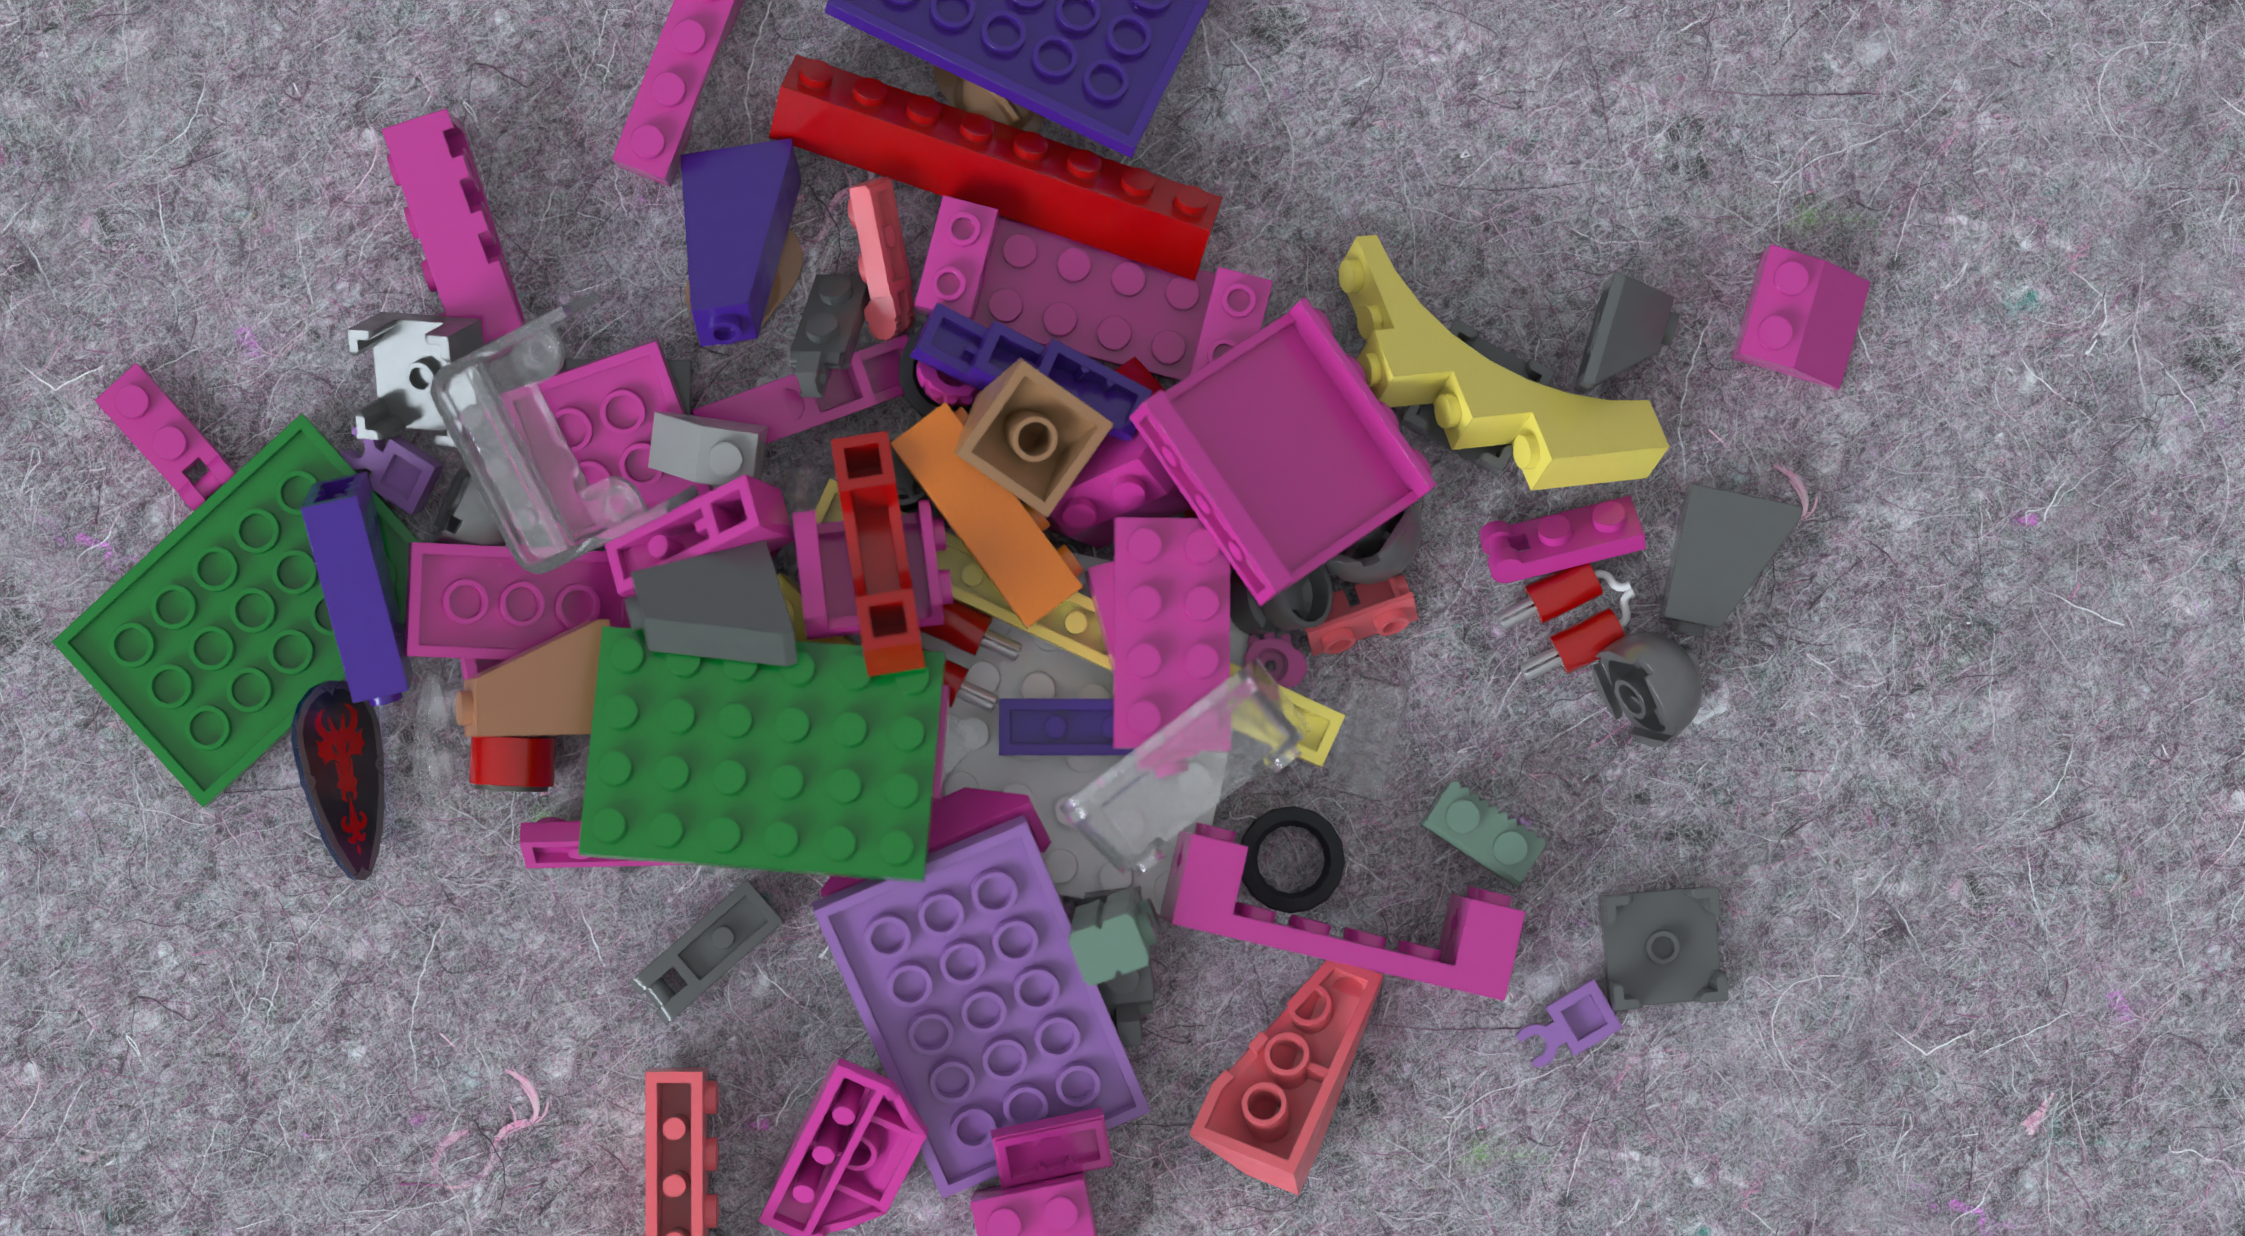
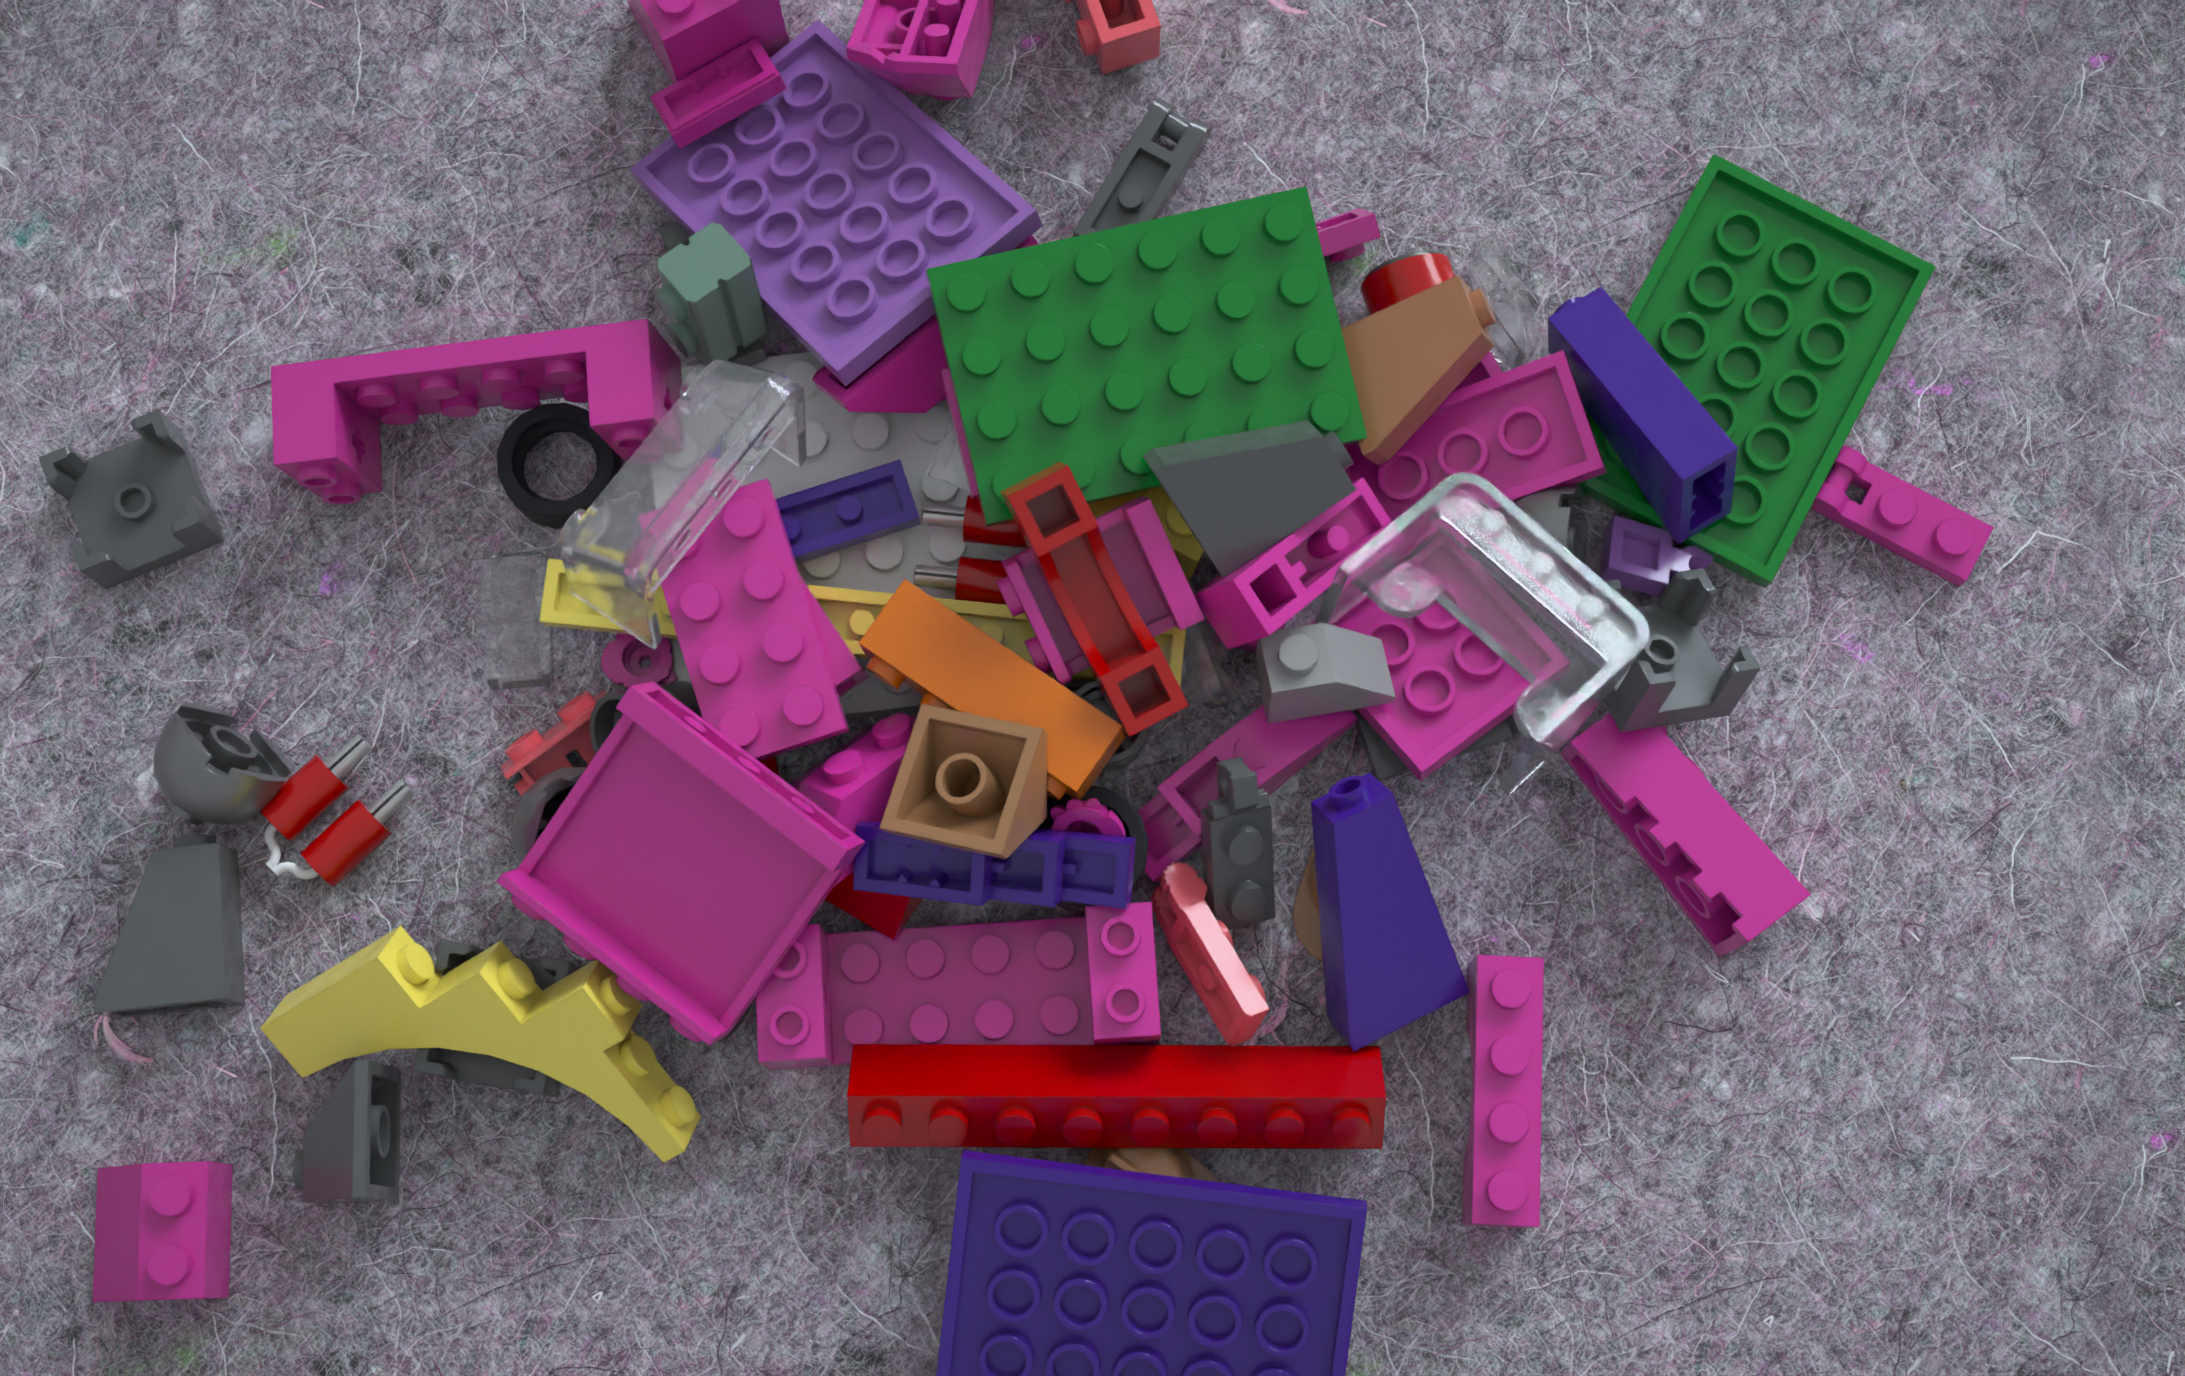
camera: 160 degrees right, 10 degrees down
(342, 773) = (1584, 225): shield -> none
(1283, 1090) = (496, 231): coral wedge -> none
(1483, 833) = (359, 555): sand green brick -> none
(1561, 540) = (359, 896): dark pink plate -> none
(1578, 1020) = (208, 401): medium lavender plate -> none

